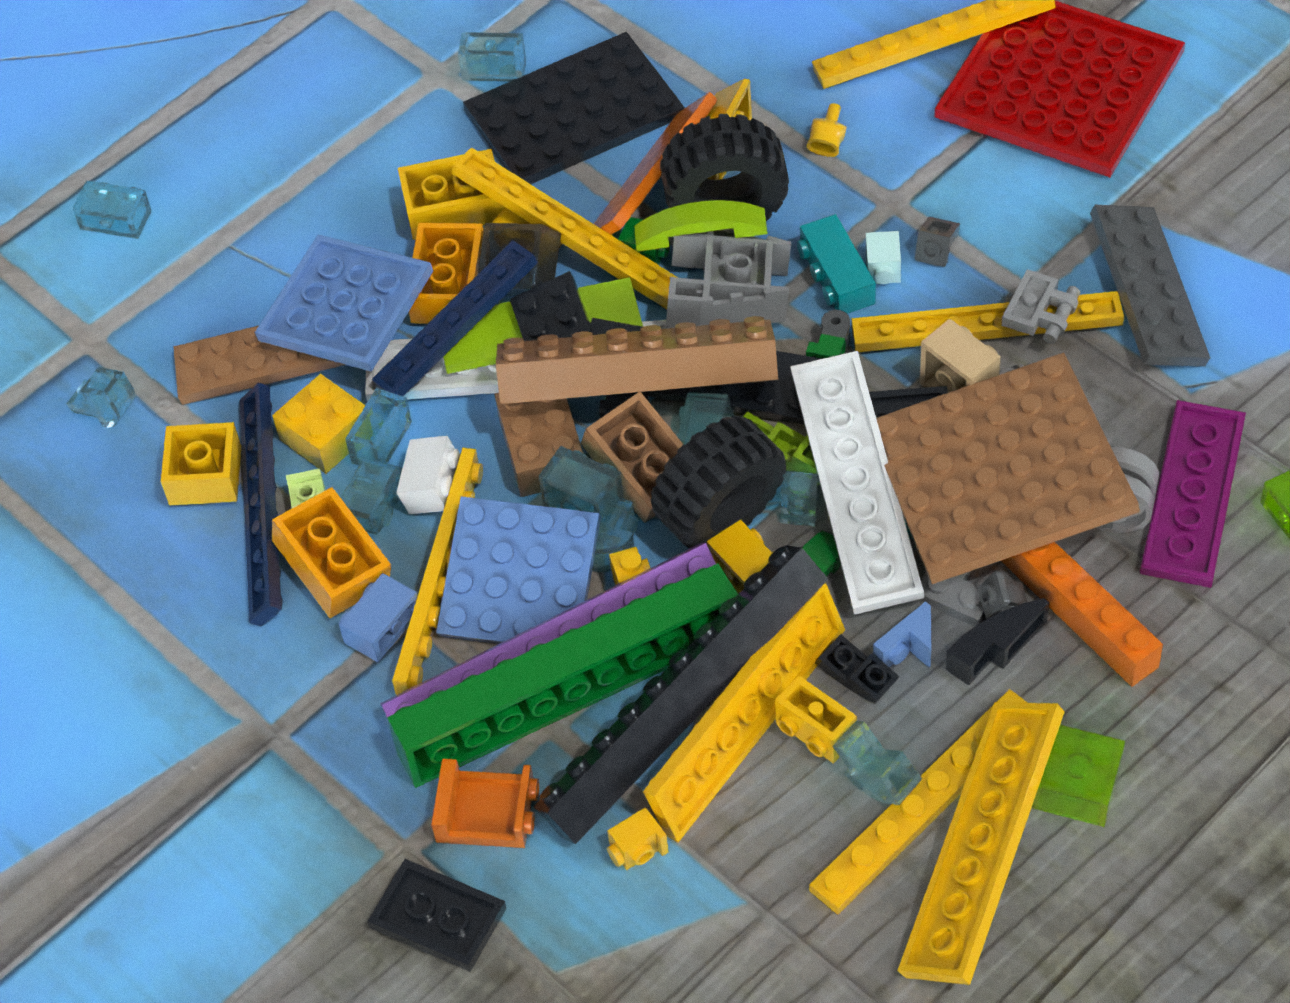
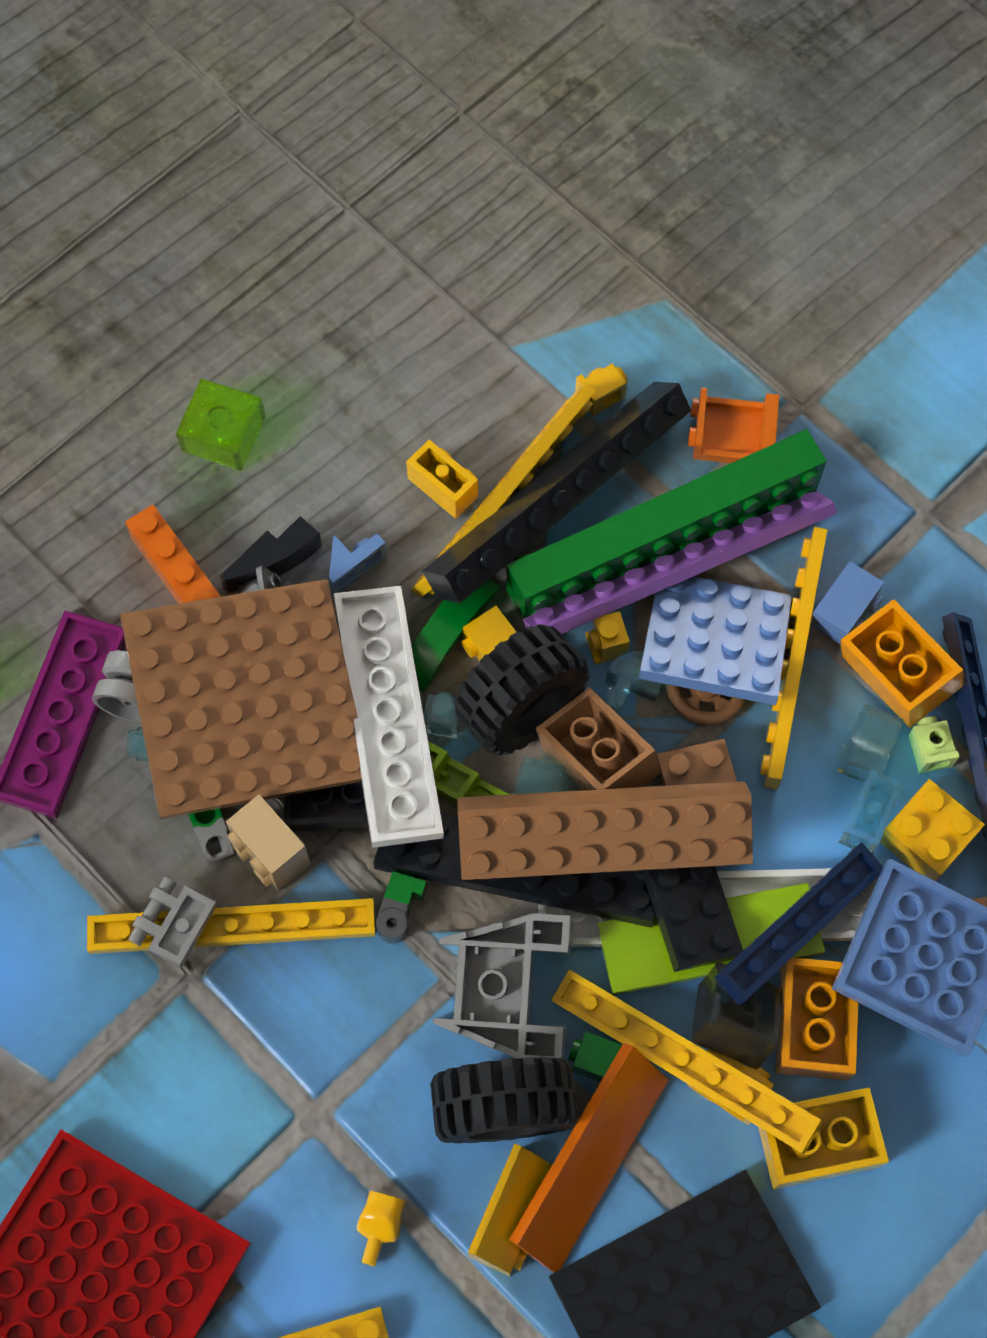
camera: 175 degrees right, 15 degrees up
(427, 474) = (813, 759): white brick -> none
(437, 915) = (768, 337): black plate -> none
(580, 484) = (659, 713): clear light blue brick -> none
(698, 218) = (549, 1040): lime slope -> none
(836, 265) = (386, 1011): teal brick -> none
(856, 671) = (402, 542): black slope -> none
(874, 770) = (390, 435): clear light blue brick -> none
(883, 256) = (332, 1017): light aqua brick -> none
(901, 823) = (351, 422): yellow plate -> none
(935, 241) = (270, 1045): dark grey bracket -> none
(981, 843) = (308, 362): yellow plate -> none
(1149, 286) = (52, 964): dark grey plate -> none

